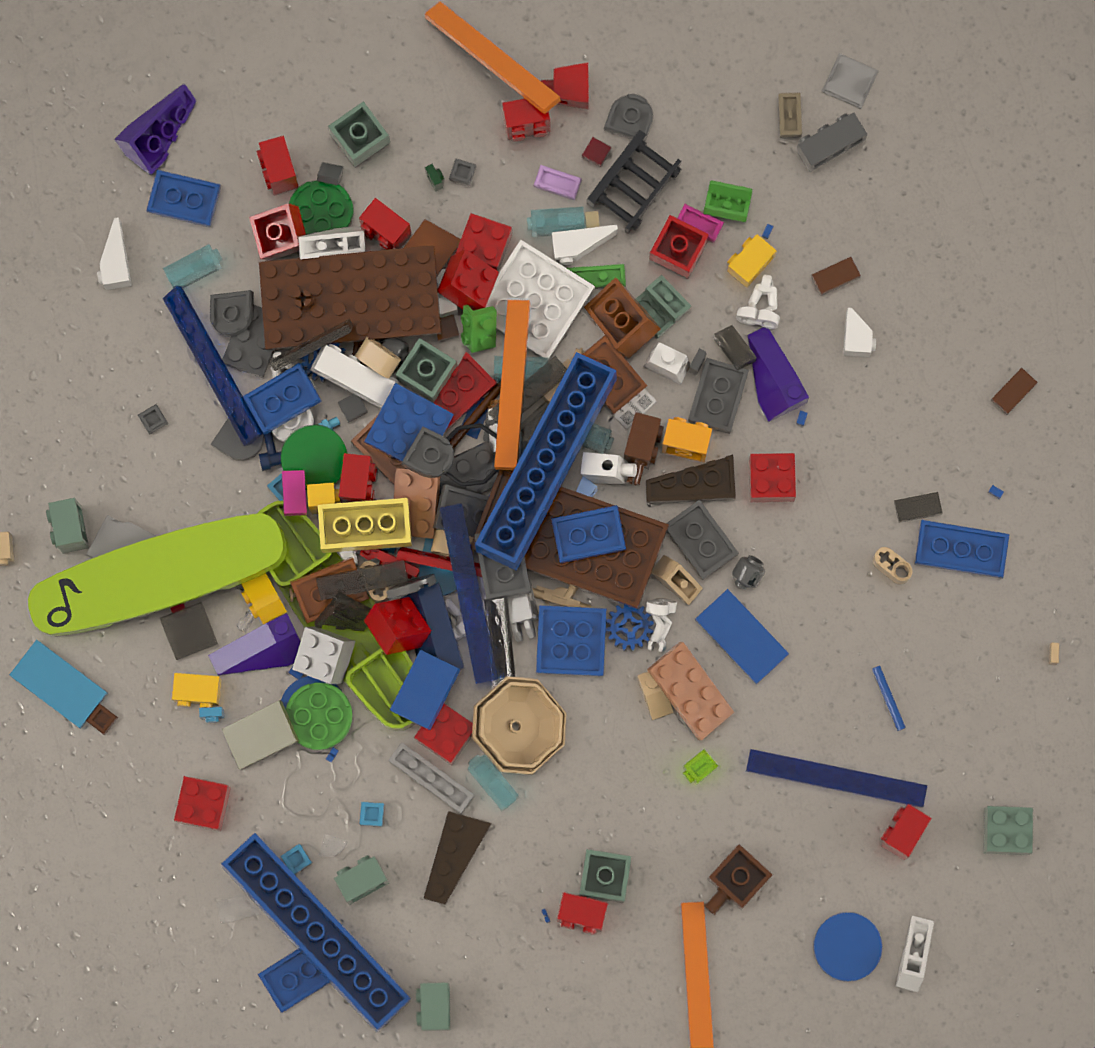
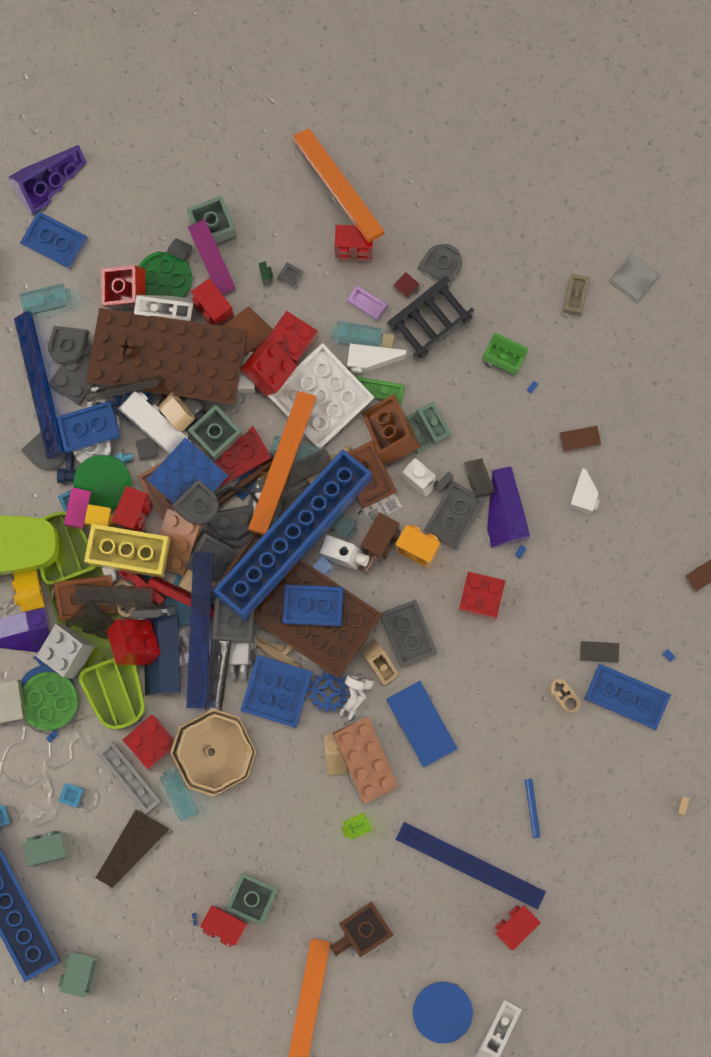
camera: 15 degrees right, 0 degrees up
(278, 165) = (137, 231): red brick -> none
(369, 172) = (211, 256): none -> magenta tile
(425, 690) = (141, 702): blue tile -> none
(448, 328) = (243, 402): reddish brown tile -> none
(479, 328) = (268, 409): bright green bracket -> none
(571, 85) = (398, 224): red torso -> none
(679, 246) = (453, 381): red brick -> none
(701, 221) = (476, 366): dark pink tile -> none
(703, 482) = (422, 585): dark brown wing -> none
(748, 572) = (441, 671): dark grey head -> none
(751, 260) = (511, 408): yellow brick -> none
(765, 317) = (510, 459): white piece -> none
(831, 141) = (605, 324): dark grey brick -> none
(1008, 830) = (605, 948): sand green brick -> none

